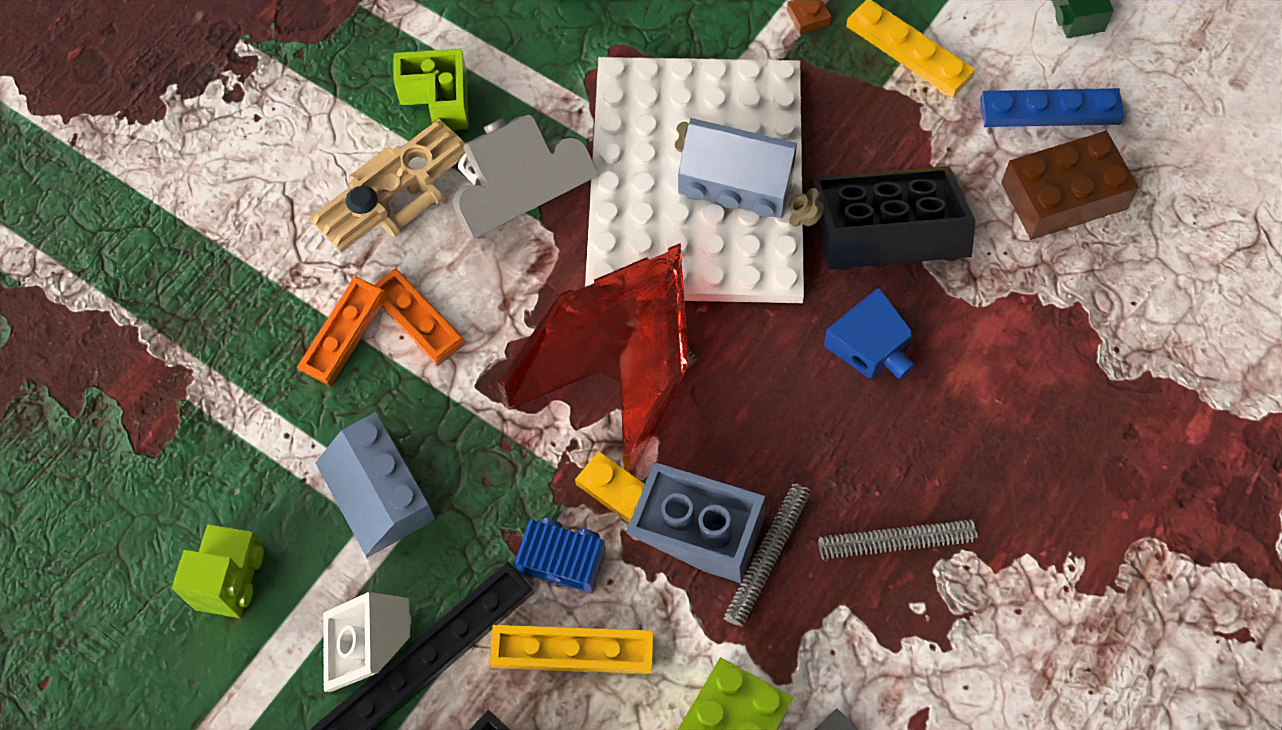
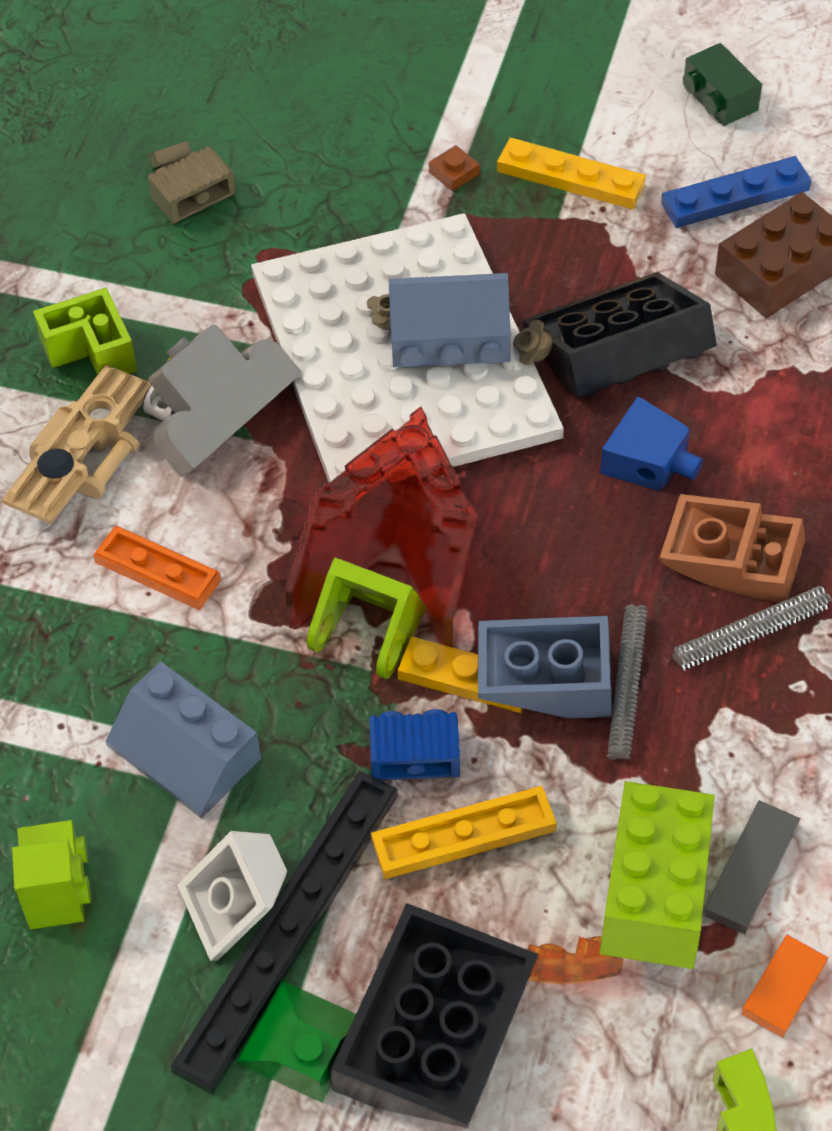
camera: 20 degrees left, 10 degrees down
(342, 331) = (83, 602): orange tile -> none
(544, 396) = (348, 581): none -> lime hose
(911, 457) = (734, 546): none -> nougat slope

